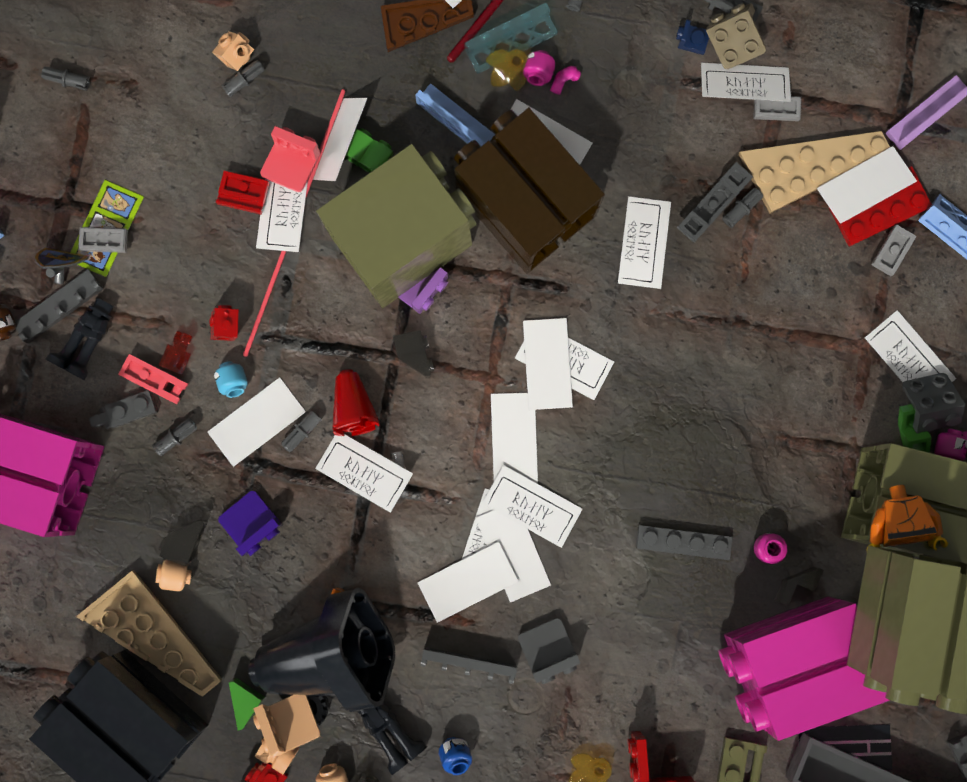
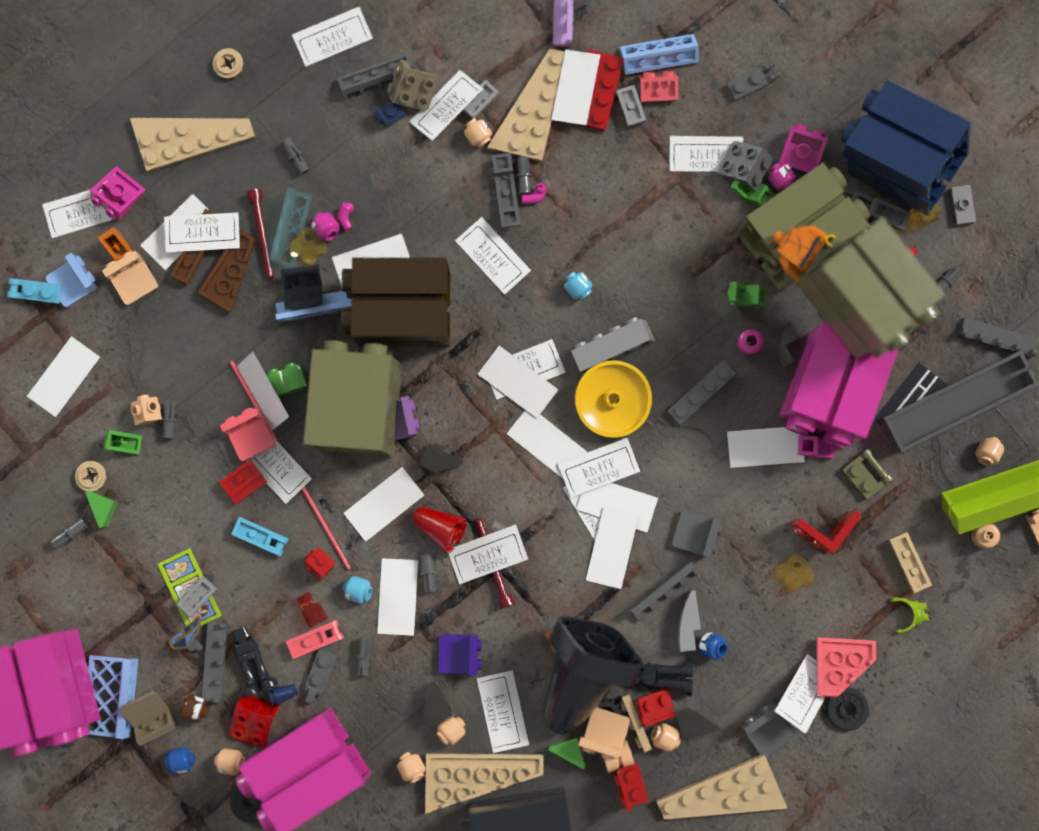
camera: 45 degrees left, 0 degrees up
(33, 385) = (253, 720): none -> red bracket
(78, 391) = (282, 693): none -> dark blue cone
(108, 567) = (411, 767): none -> light nougat head
(112, 87) = (102, 508): none -> bright green slope
(132, 43) = (83, 471): none -> tan gear
(187, 54) = (122, 442): none -> bright green slope
(205, 248) = (259, 536): none -> medium azure plate
(231, 608) = (502, 711): none -> white sticker
(321, 743) = (641, 740): none -> tan plate
(330, 337) = (383, 504): none -> white sticker
(336, 522) = (505, 599): none -> dark red piece
(351, 749) = (654, 707): none -> red plate
(457, 714) = (688, 622): none -> light grey slope
(466, 93) = (302, 287): none -> black bracket
(607, 465) = (613, 398): none -> yellow dish
(657, 421) = (612, 344): none -> light grey wedge
(683, 645) = (763, 447): none -> white sticker
(684, 343) = (578, 285): none -> medium azure head
(723, 693) = (813, 447): none -> dark pink slope
(733, 235) = (537, 195): none -> dark pink arm
(745, 131) = (477, 132): none -> light nougat head
(811, 508) = (747, 295): none -> bright green brick
(934, 261) = (658, 87): none -> coral bracket

